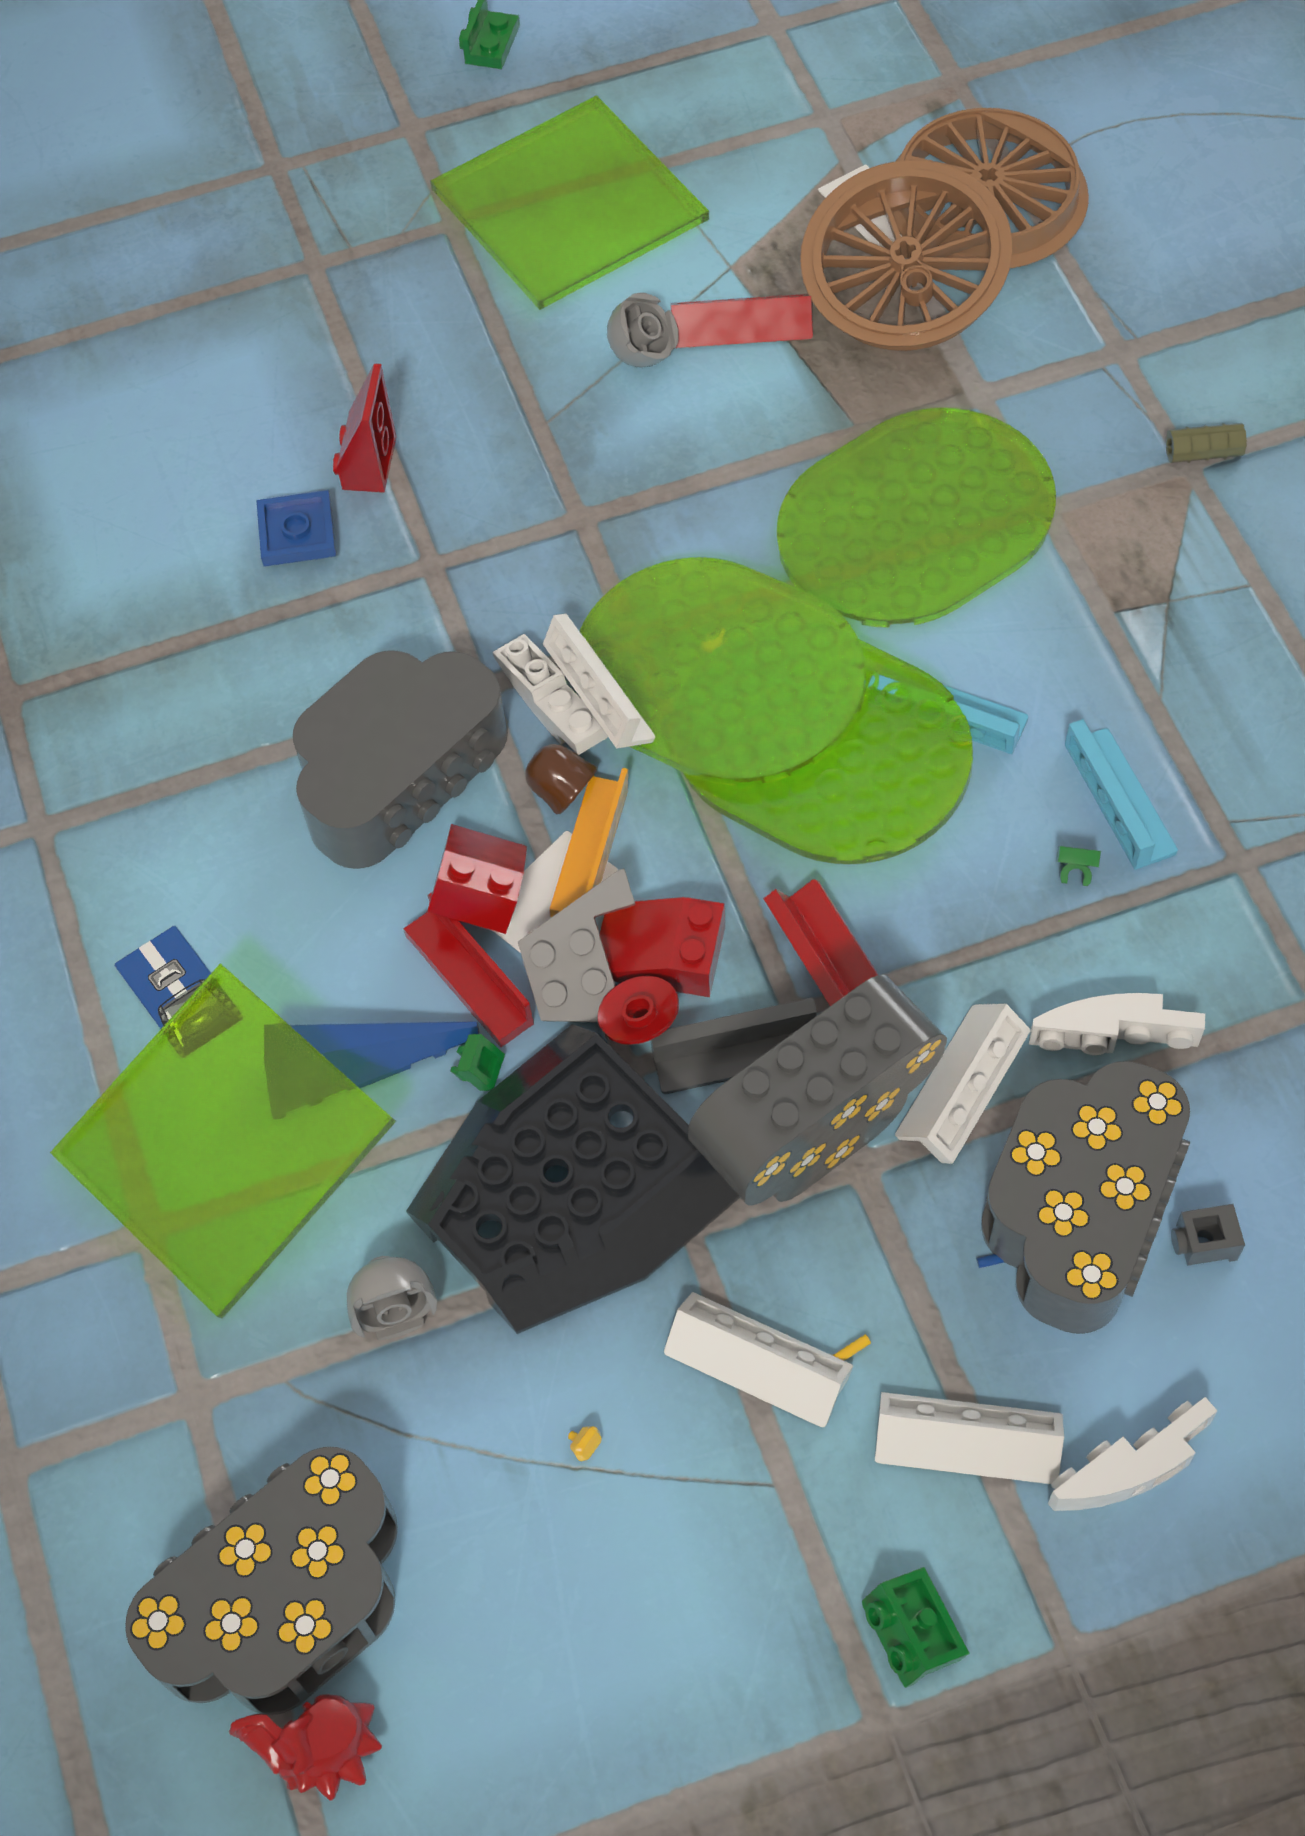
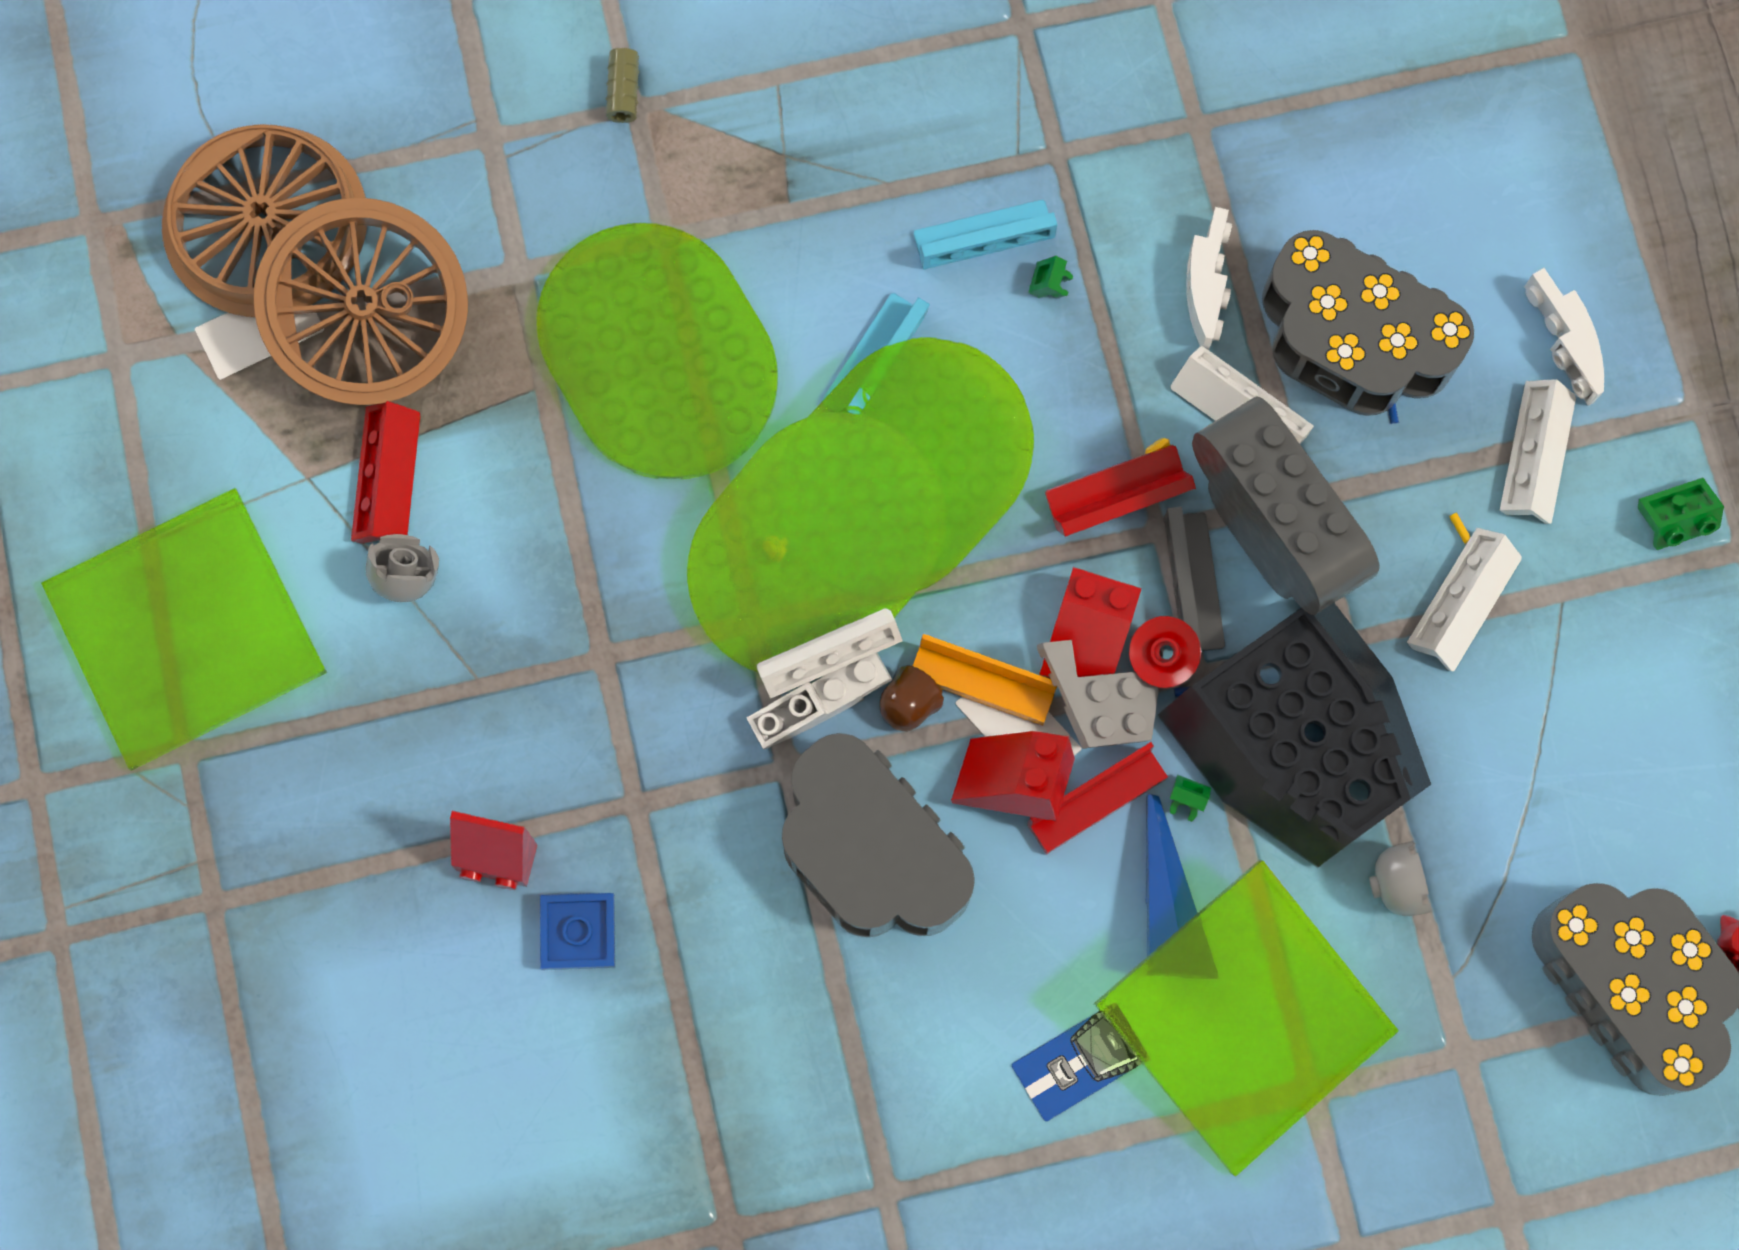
camera: 90 degrees left, 15 degrees up
(585, 1442) = (1524, 740): yellow rock -> none
(1214, 1223) = (1399, 237): dark grey brick -> none

